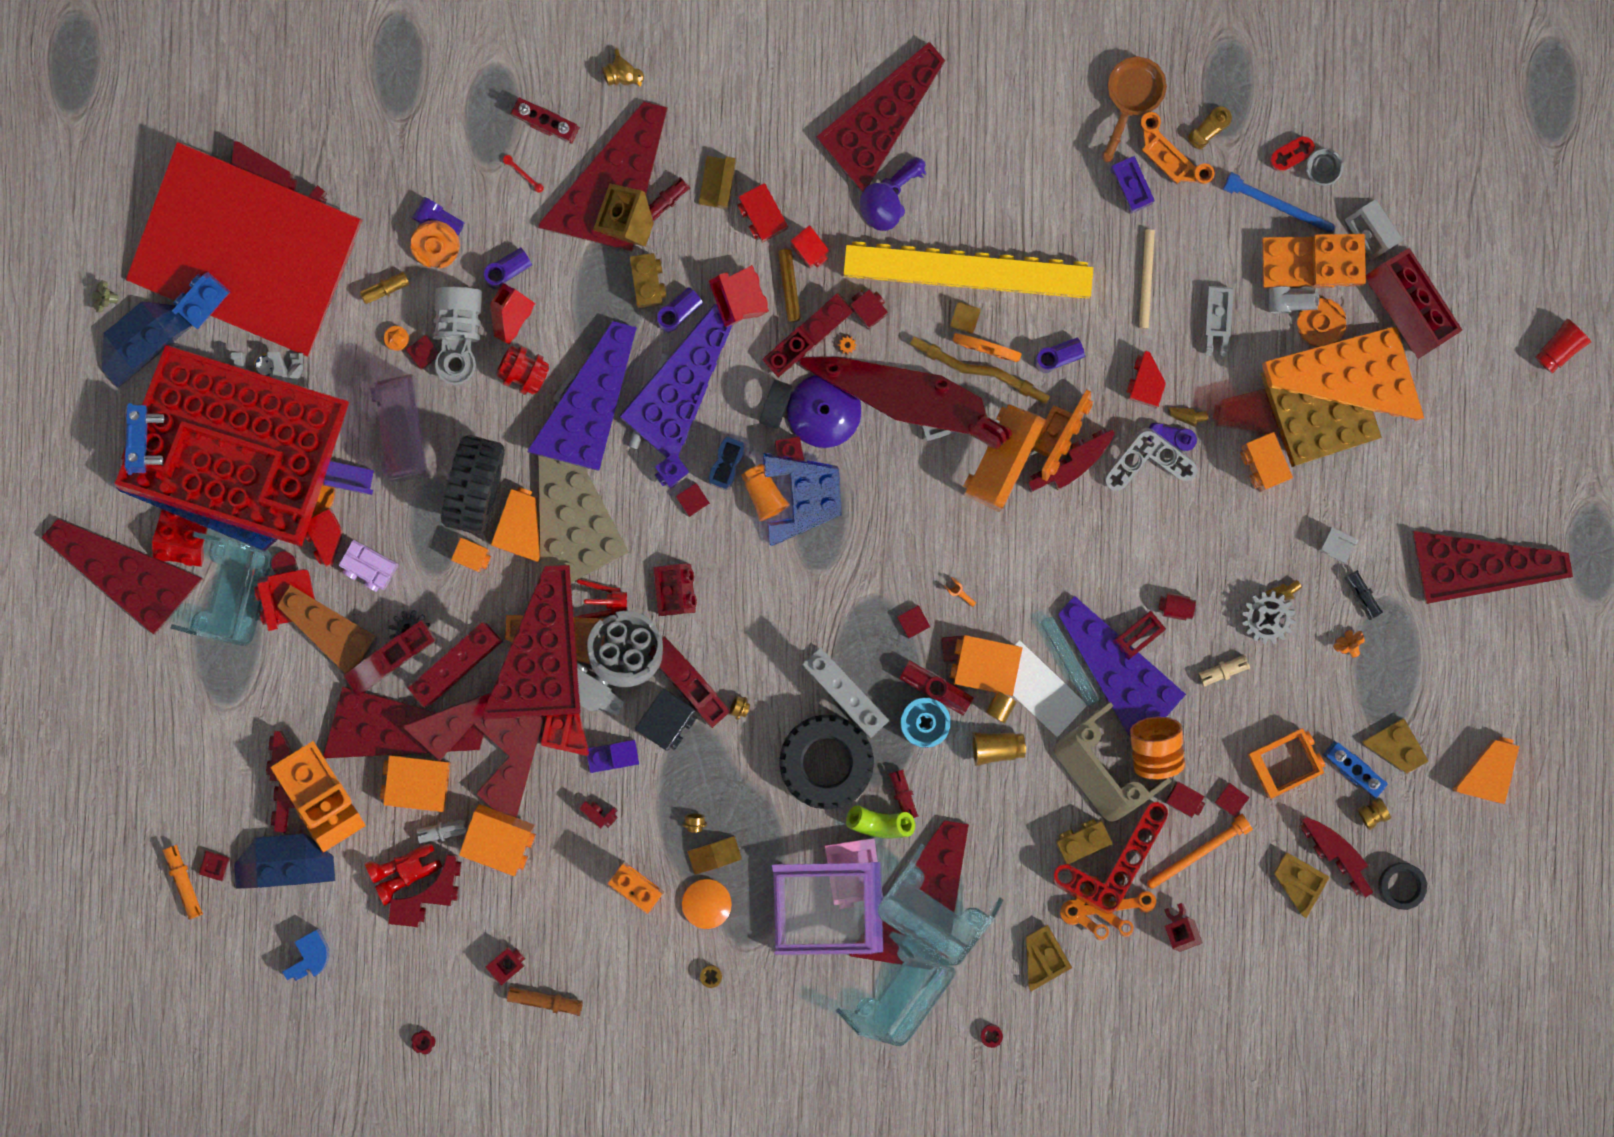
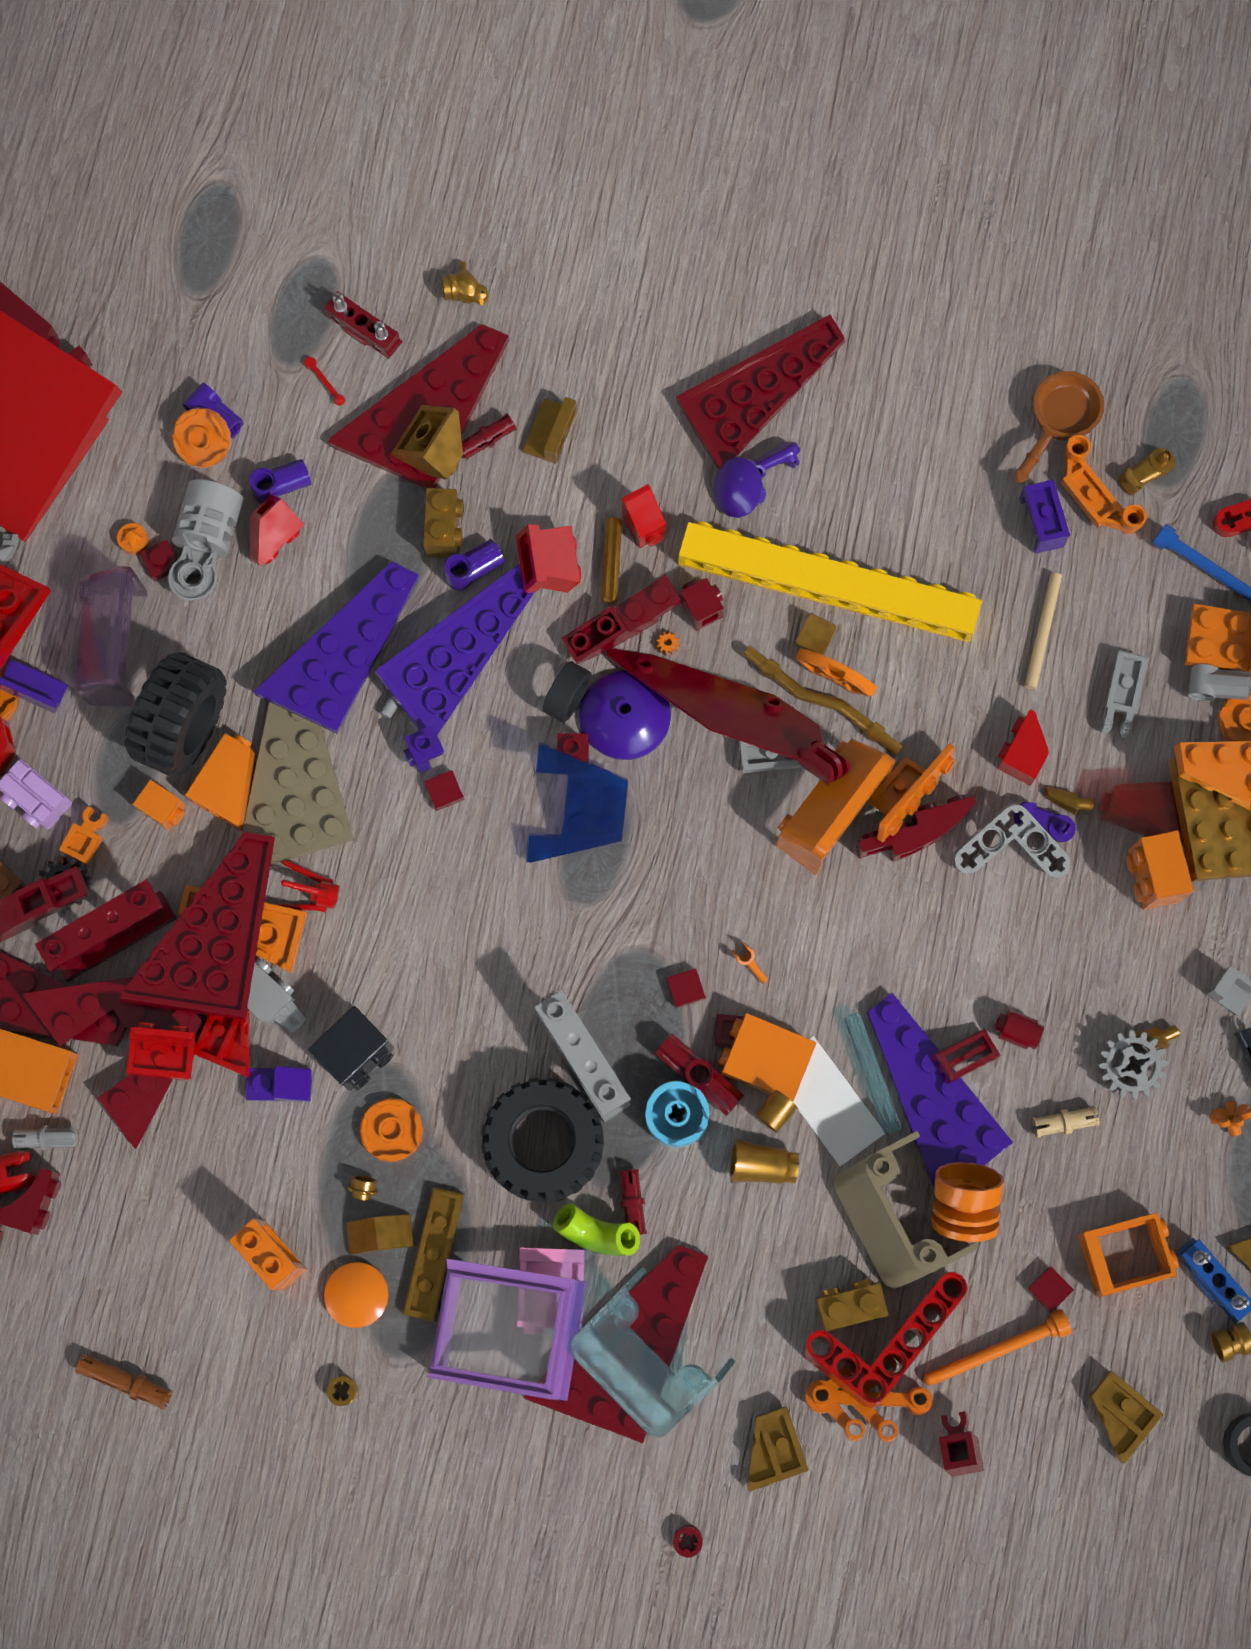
camera: 15 degrees right, 10 degrees down
(384, 288) = (131, 478): pearl gold axle -> none
(415, 594) = (82, 840): none -> orange plate
(497, 968) = (73, 1326): dark red brick -> none
(498, 840) = (109, 1161): orange brick -> none
(519, 752) = (160, 1052): none -> red bracket
(522, 370) = (271, 598): red piece -> none
(594, 812) = (239, 1149): dark red bracket -> none
(624, 656) = (326, 955): light grey cylinder -> none
(675, 589) = (399, 893): dark red bracket -> none
(690, 684) = (391, 1008): dark red slope -> none
(707, 774) = (391, 1130): none -> orange tile
(729, 456) = (498, 745): dark blue brick -> none
(739, 707) = (448, 1053): pearl gold plate -> none
(759, 862) = (432, 1253): none -> pearl gold tile
(762, 212) = (595, 469): red brick -> none
(764, 493) = (532, 797): orange plant -> none
(905, 999) = (585, 1470): clear light blue windscreen -> none
(1061, 354) = (924, 698): dark purple piece -> none
(1185, 800) = (991, 1277): dark red brick -> none
(1331, 846) = (1172, 1373): dark red slope -> none

